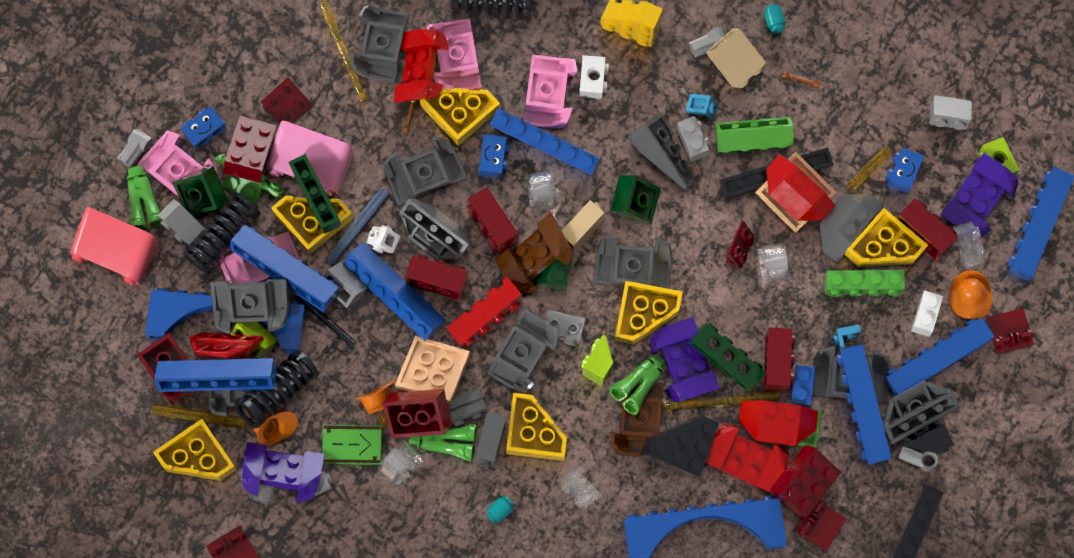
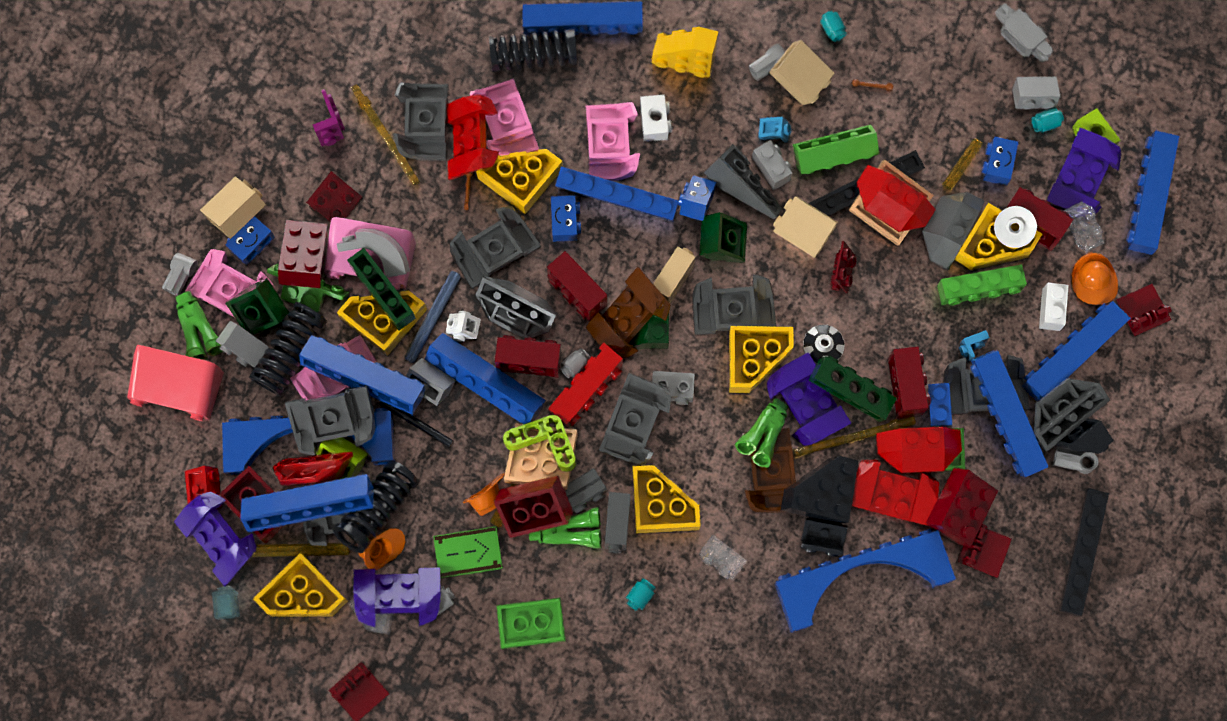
camera: 10 degrees left, 0 degrees up
(124, 346) = (202, 480): none -> red bracket
(127, 452) = (225, 603): none -> clear light blue brick
(128, 390) = (215, 535): none -> dark purple piece
(194, 95) = (233, 206): none -> tan brick
(294, 39) = (331, 129): none -> magenta bracket
(326, 157) = (386, 247): none -> light grey arch
(397, 518) = (530, 623): none -> bright green tile
(400, 463) = (523, 563): clear brick -> none
(439, 349) = (545, 433): none -> lime beam
(478, 290) = (575, 363): none -> light grey brick
(542, 191) = (623, 245): clear brick -> none
(598, 364) = (719, 419): lime slope -> none
(617, 158) = (696, 198): none -> blue brick
(675, 486) = (823, 537): none -> black bracket
(711, 201) = (804, 226): none -> tan brick
(719, 306) = (813, 345): none -> dish
(774, 262) = (884, 280): clear brick -> none
(892, 234) = (1026, 223): none -> white dish
(950, 55) = (1023, 33): none -> light grey hinge
(956, 140) = (1047, 120): none -> teal brick

